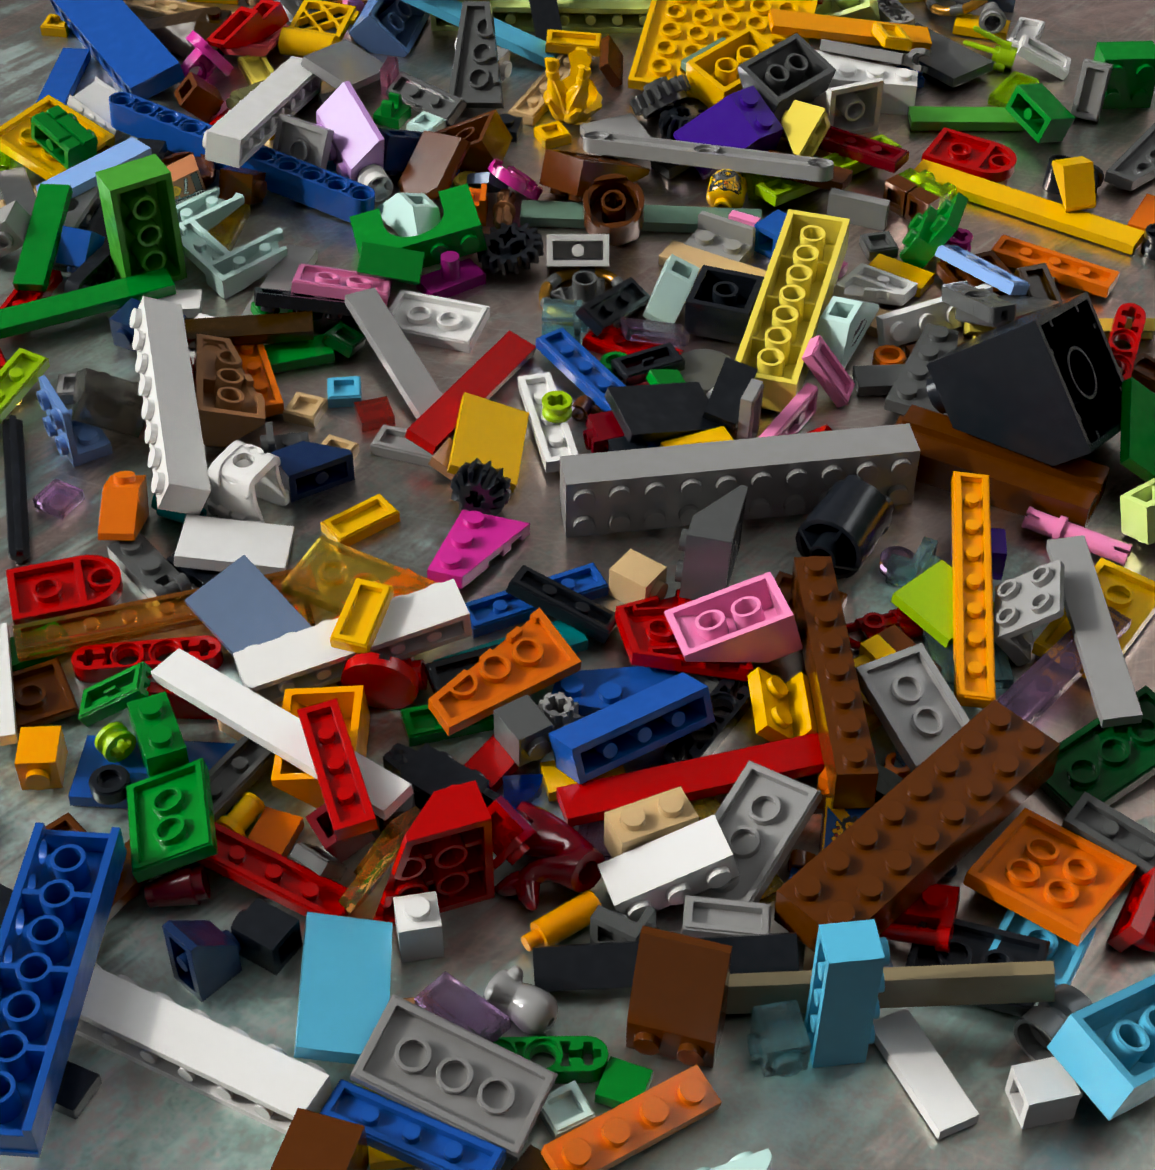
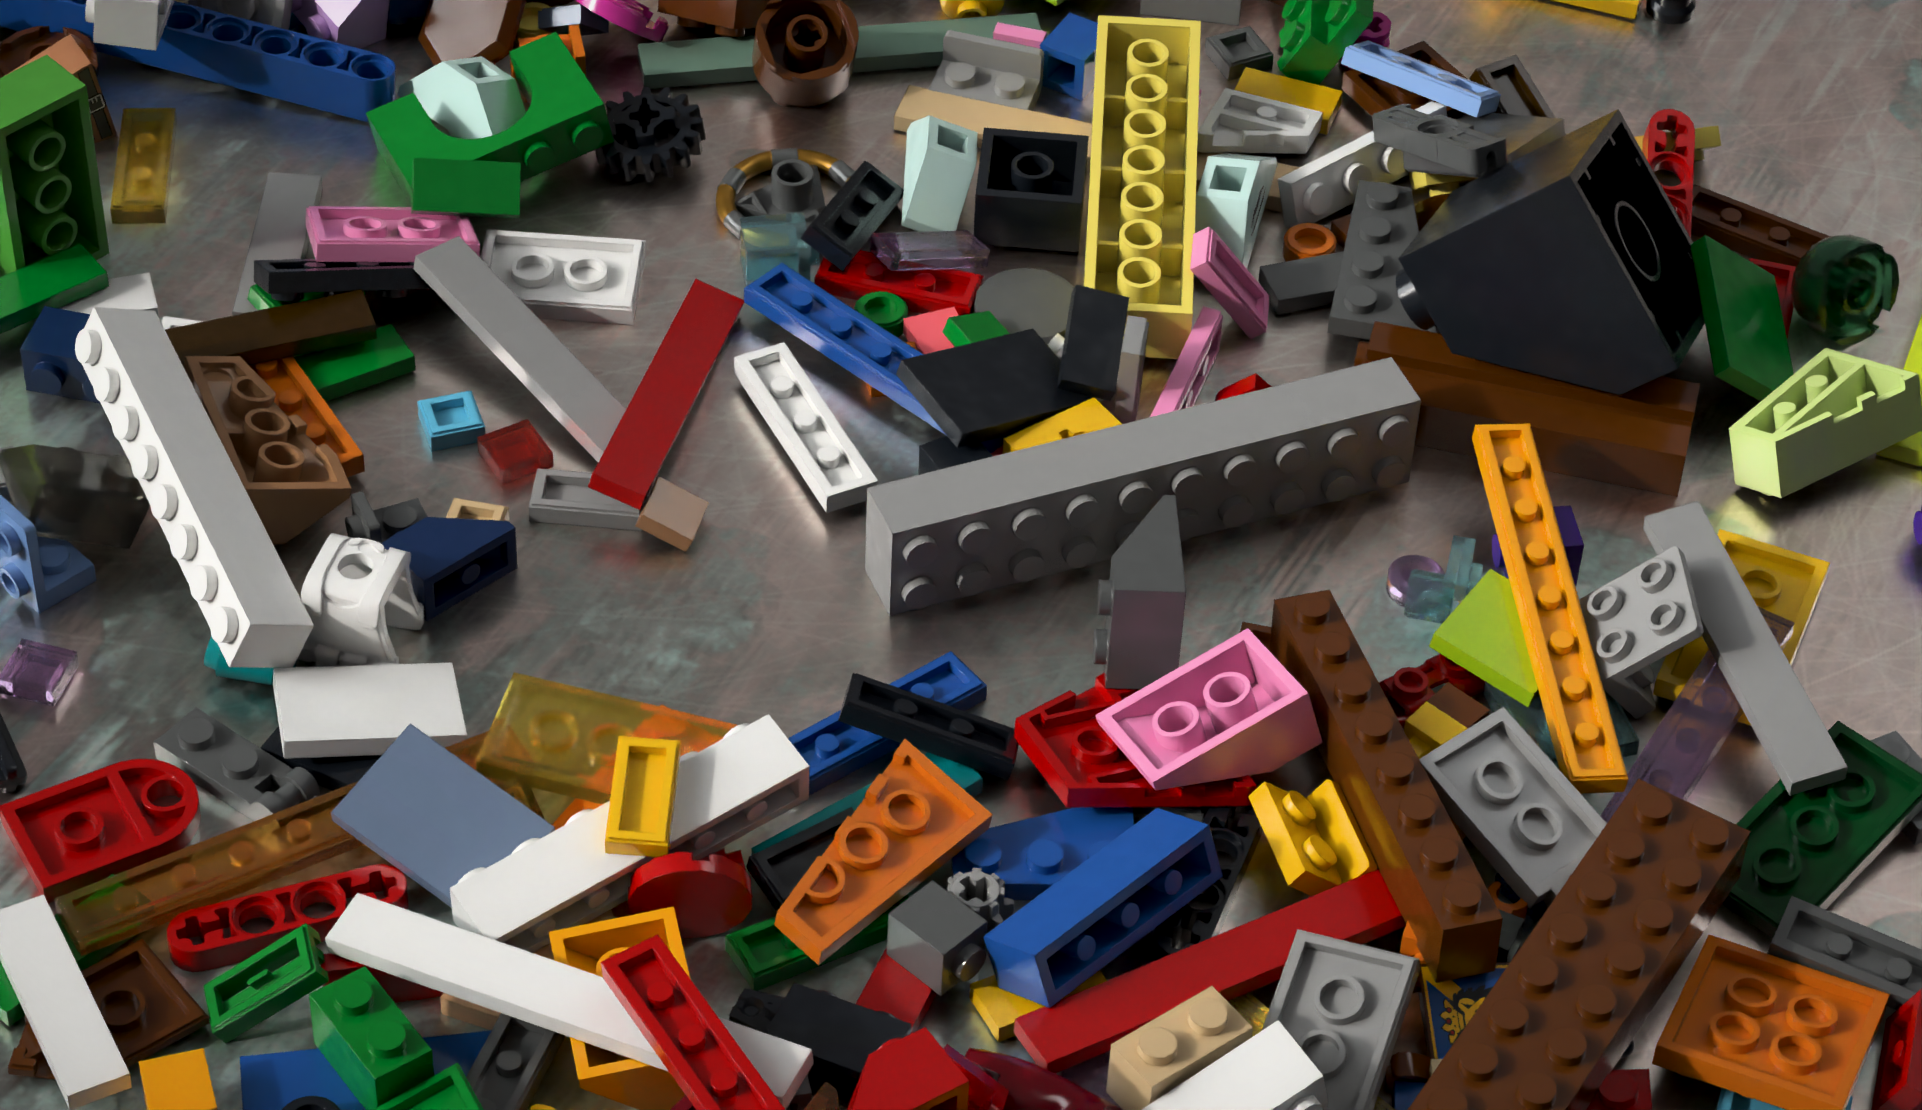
camera: 15 degrees left, 0 degrees up
(115, 742) = (298, 1060): lime bush -> none
(123, 506) = (165, 672): orange slope -> none
(224, 270) = (178, 233): light aqua wedge -> none
(243, 181) = (156, 77): reddish brown brick -> none
(305, 409) = (397, 460): tan tile -> none
(344, 339) = (424, 330): dark green tile -> none
(360, 521) = (554, 636): yellow tile -> none
(383, 186) = (380, 35): white wheel -> none
(453, 277) = (567, 198): magenta tile -> none
(472, 544) = (753, 650): dark pink wing -> none
(480, 488) = (740, 556): black gear -> none
(489, 433) = (724, 476): yellow tile -> none
(504, 208) = (612, 64): medium nougat axle -> none
(522, 788) = (956, 1025): clear blue tile -> none
(557, 406) = (818, 400): lime bush -> none
(577, 250) = (763, 123): white brick -> none
(583, 407) = (855, 393): reddish brown hand -> none
(599, 430) = (898, 433): dark red brick -> none
(635, 366) = (929, 323): black tile -> none
(637, 578) = (1031, 668): tan brick -> none
(846, 525) = (1330, 533): black cylinder -> none
(1061, 528) = (1658, 495): bright pink pin -> none
(1065, 268) = (1546, 58): orange plate -> none

